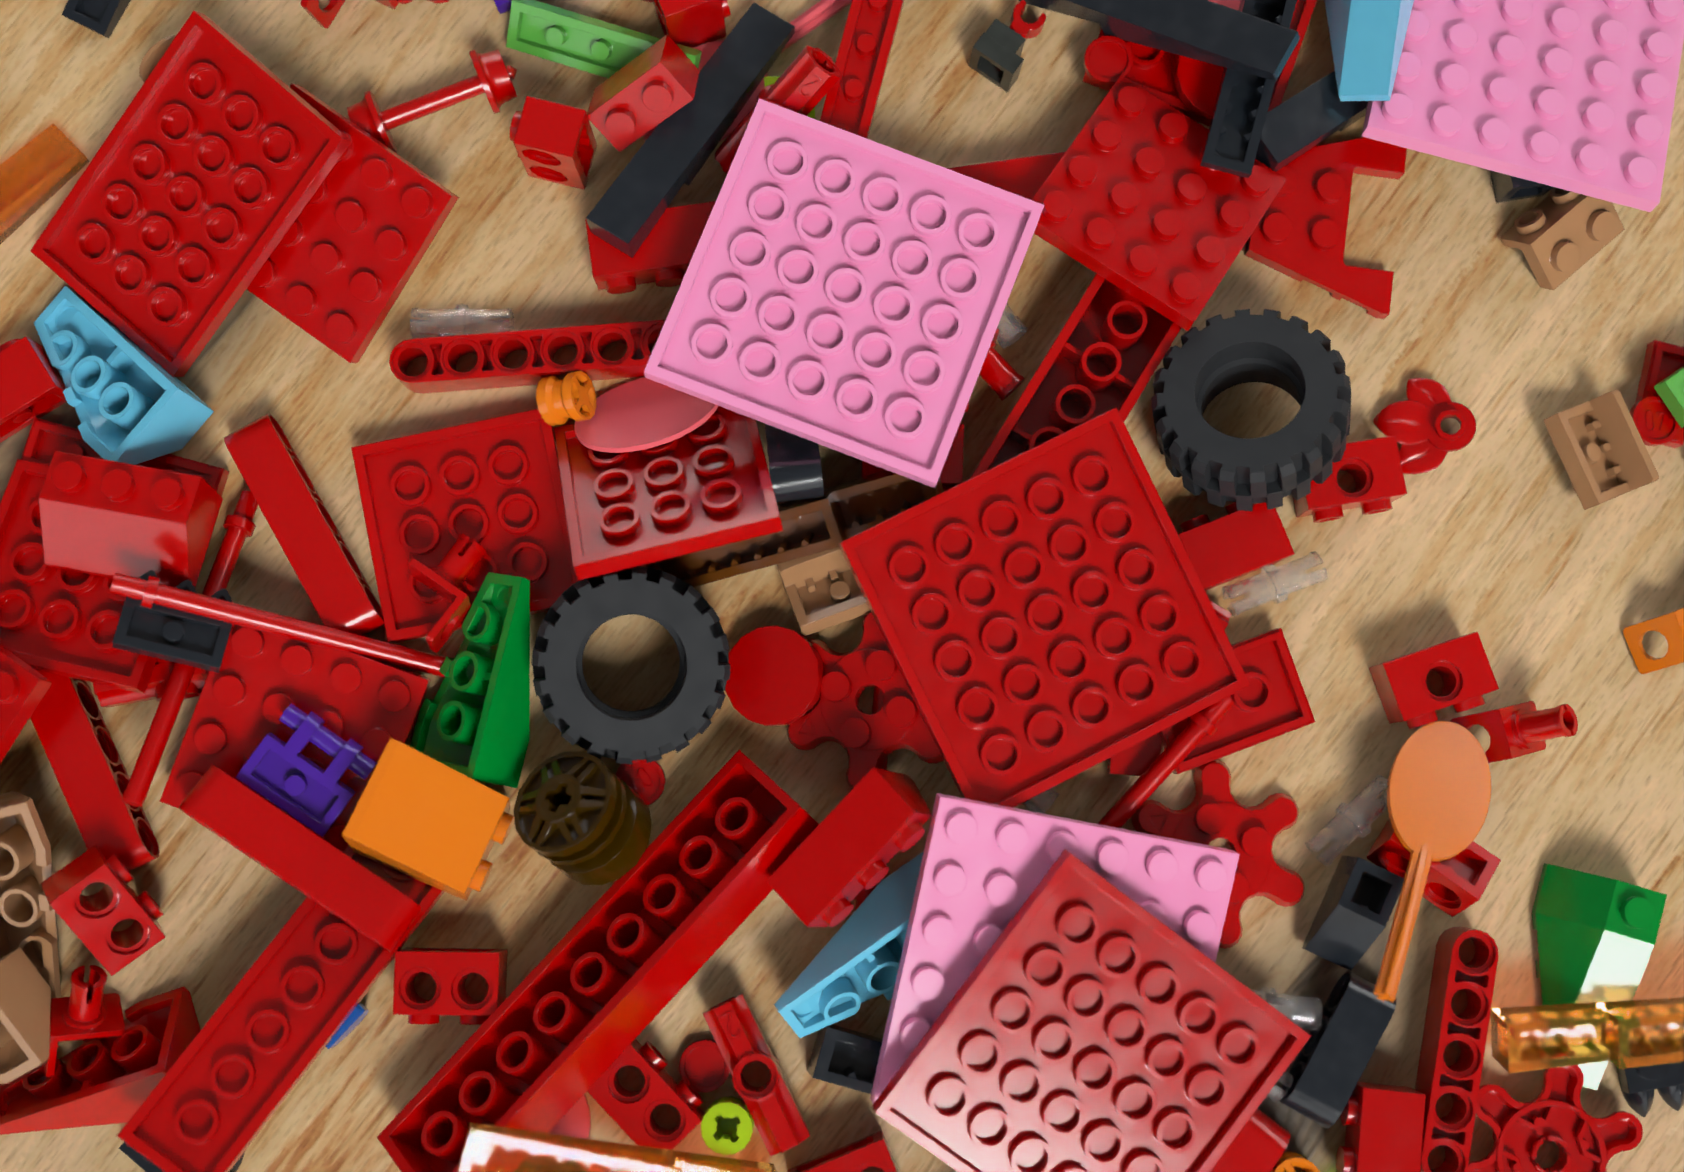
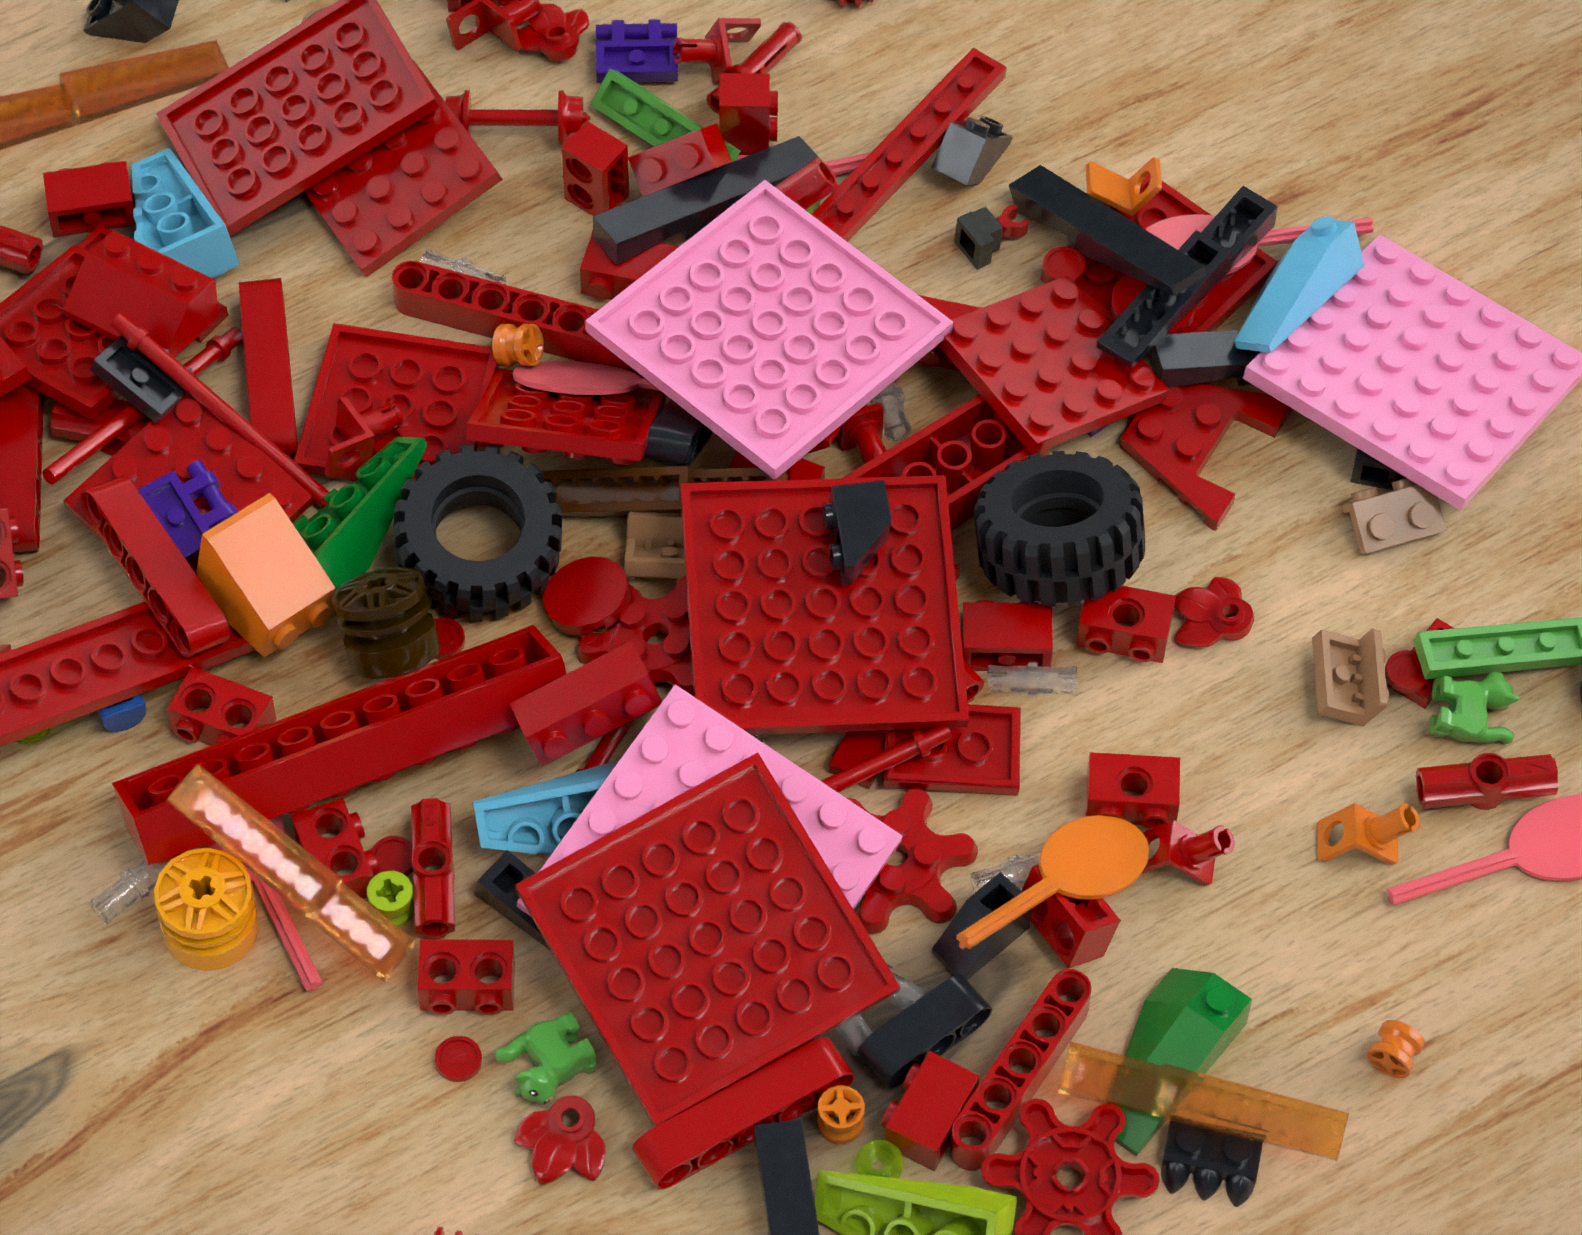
camera: 25 degrees right, 25 degrees down
(1060, 522) = (859, 525): none -> black slope

